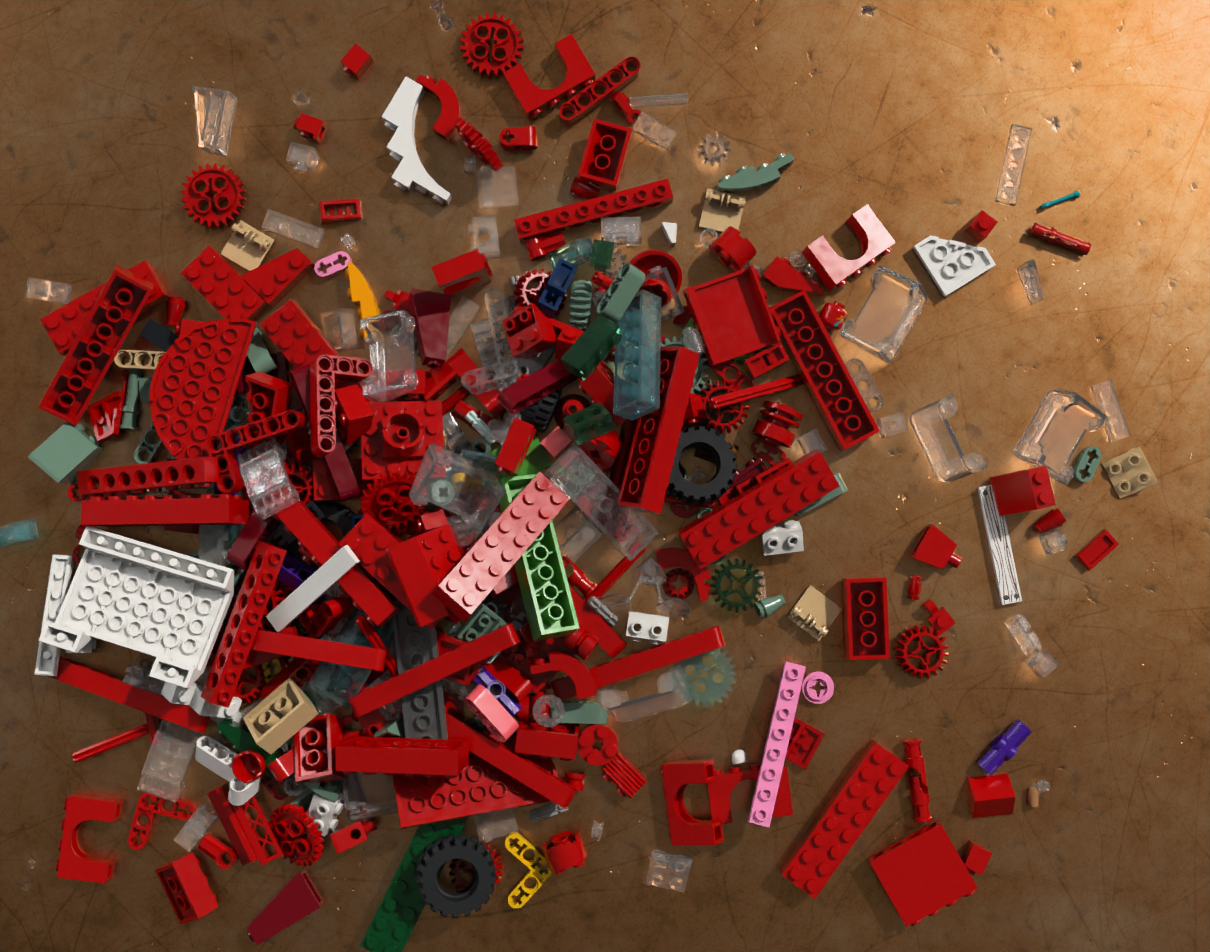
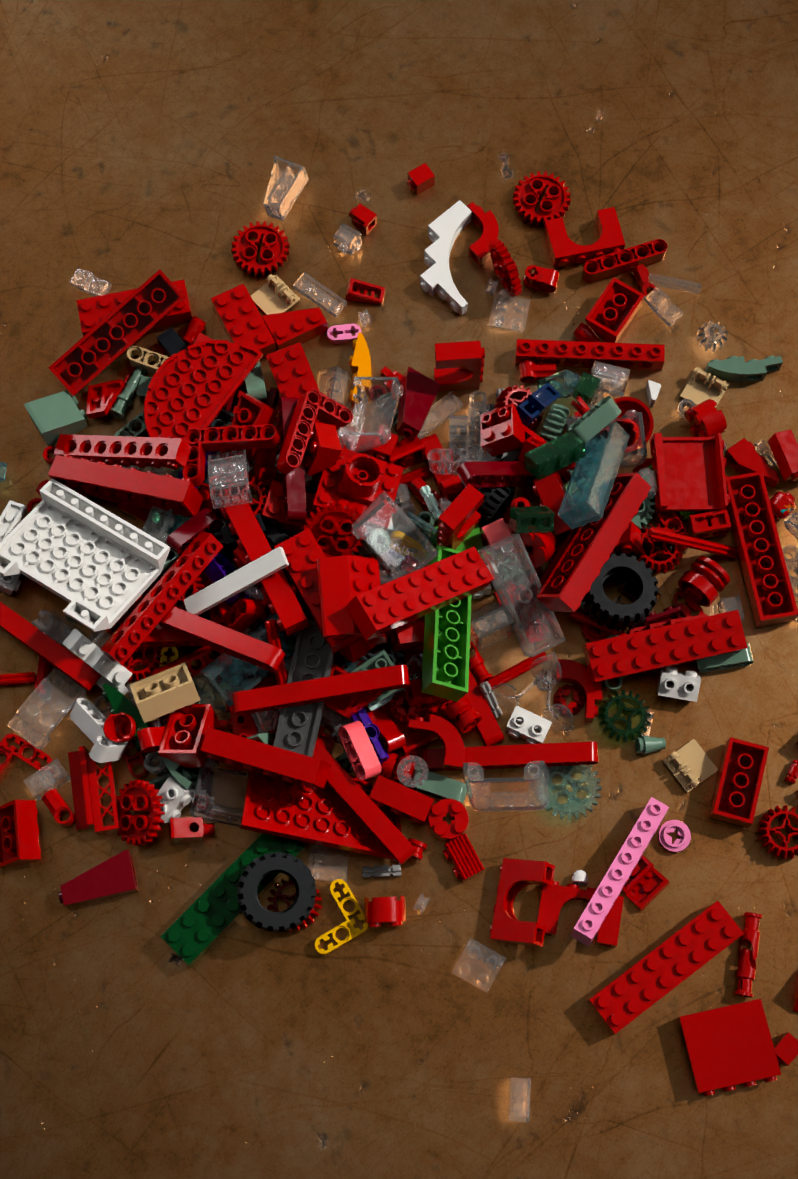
camera: 20 degrees right, 15 degrees down
(485, 225) = (491, 340): clear brick -> none

